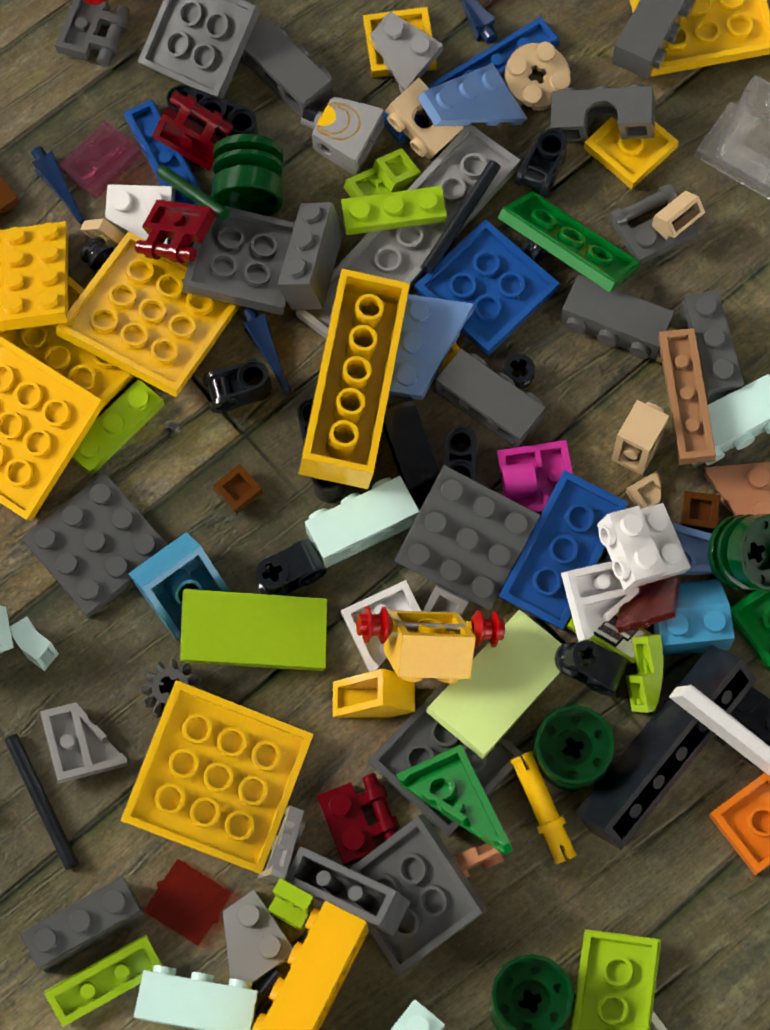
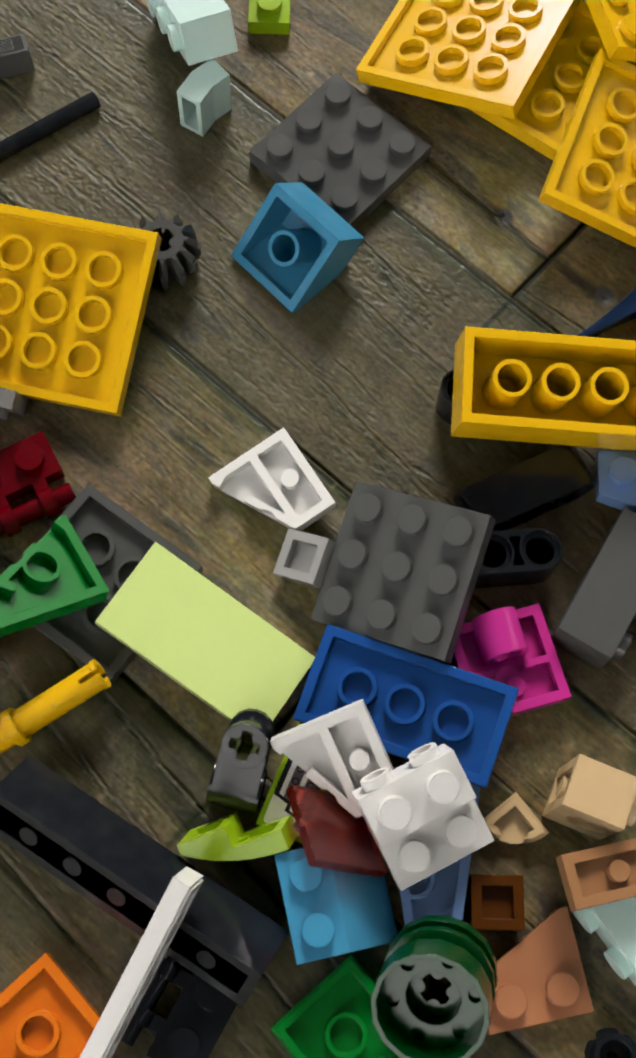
camera: 75 degrees right, 0 degrees up
(77, 744) = (90, 162): light grey wing -> none
(117, 426) = (491, 153): lime plate -> none
(235, 387) = (568, 270): black piece -> none
(237, 489) = (433, 294): reddish brown plate -> none
(253, 630) = (246, 329): lime tile -> none
(294, 567) = (336, 370): black piece -> none
(361, 520) = (410, 438): light aqua brick -> none
(373, 696) = (175, 485): yellow slope -> none
(430, 642) = (243, 529): yellow brick -> none
(580, 728) = (87, 735): dark green wheel -> none

